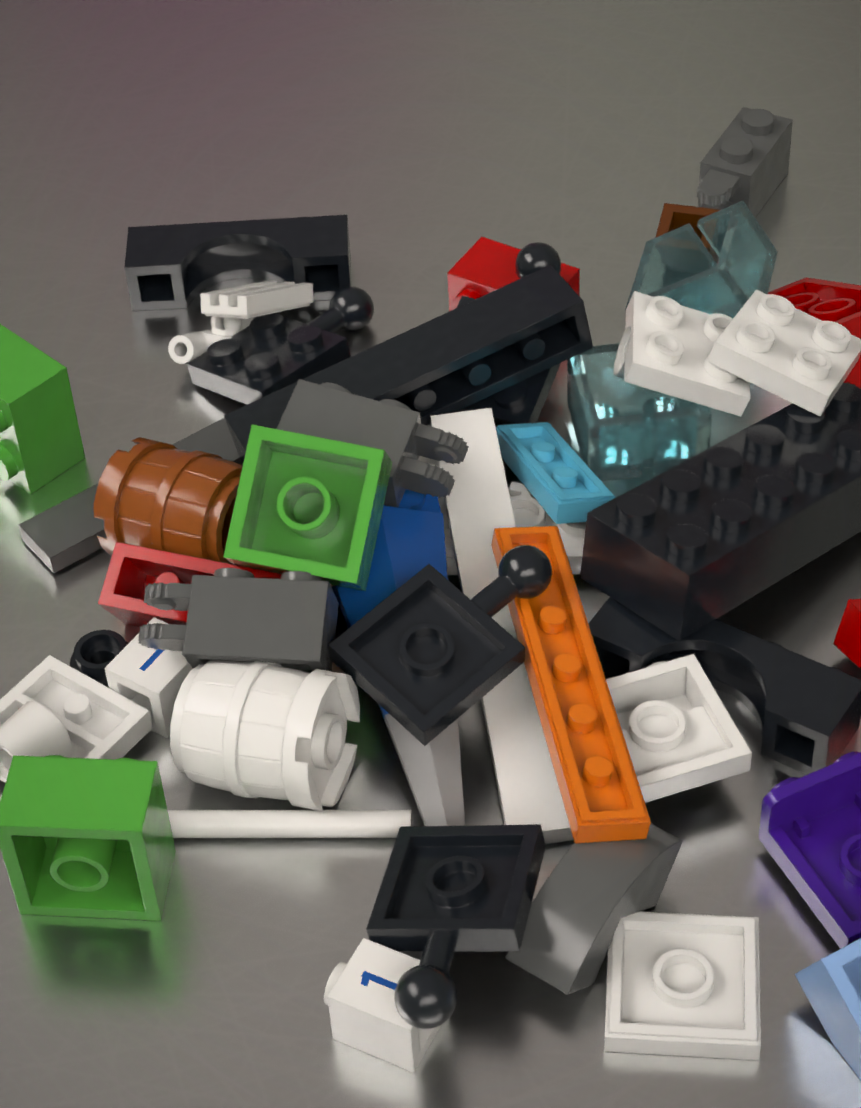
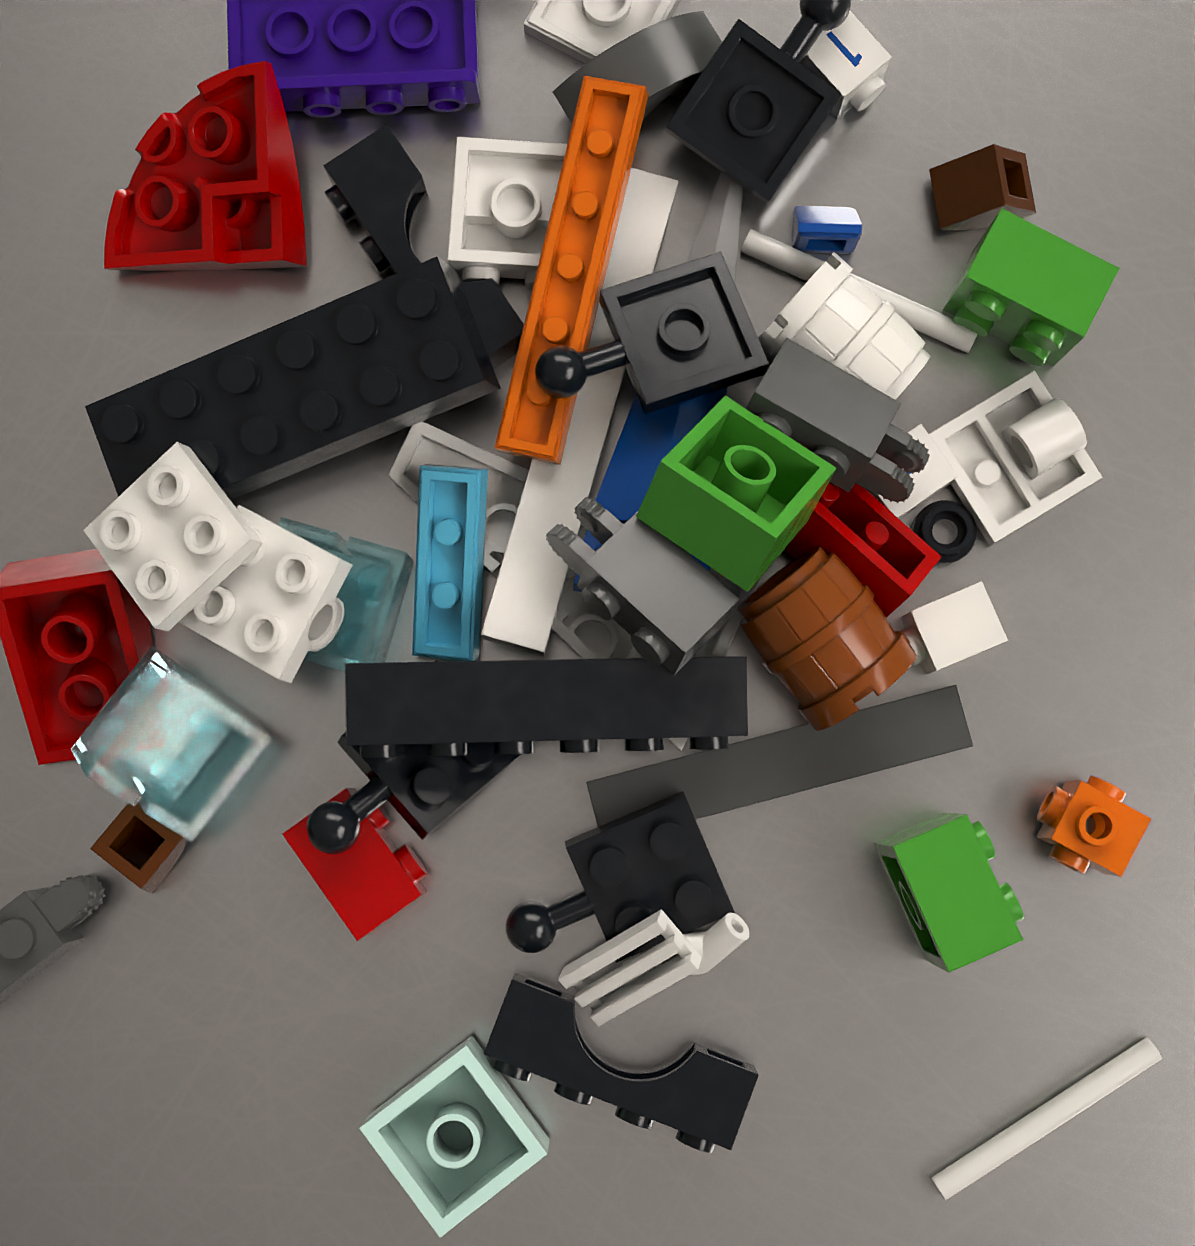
camera: 155 degrees left, 40 degrees up
(63, 587) = (953, 628): none -> white brick
(170, 948) = (978, 185): none -> reddish brown brick
(331, 852) = (825, 229): none -> blue slope
(348, 173) = (455, 1136): none -> light aqua brick

